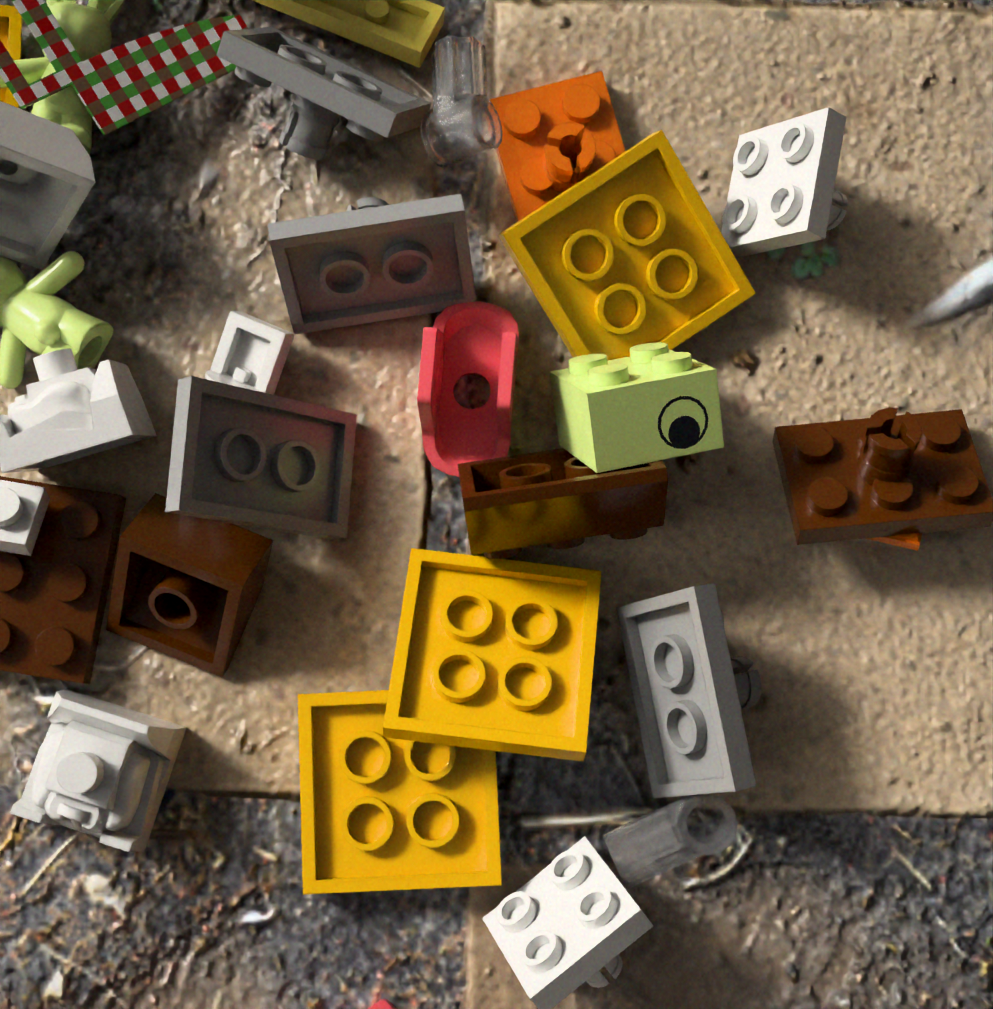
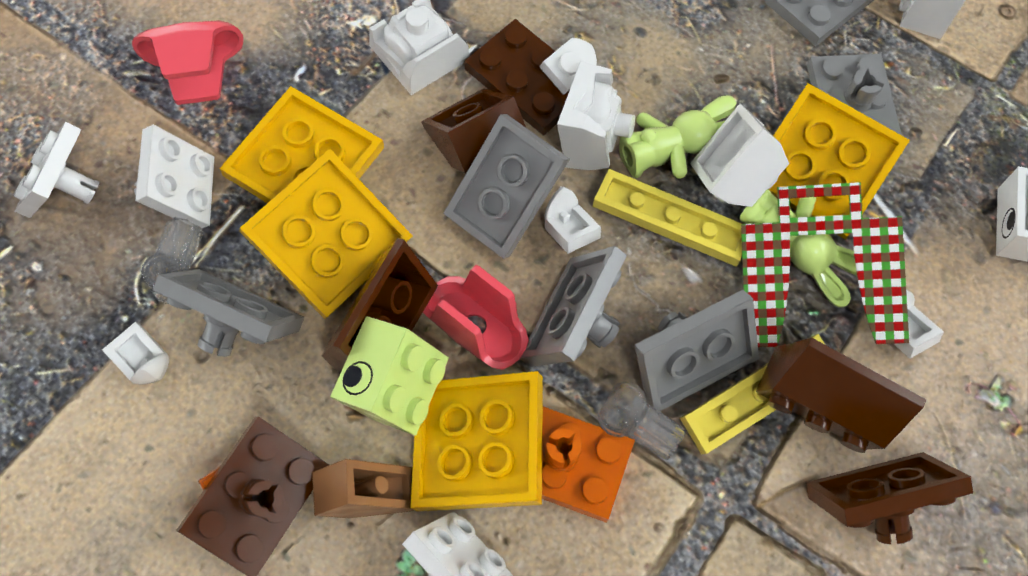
camera: 120 degrees right, 15 degrees down
(145, 243) = (670, 217): none -> light yellow plate
(779, 361) = (361, 489): none -> medium nougat slope
(825, 766) = (138, 355): none -> white plate

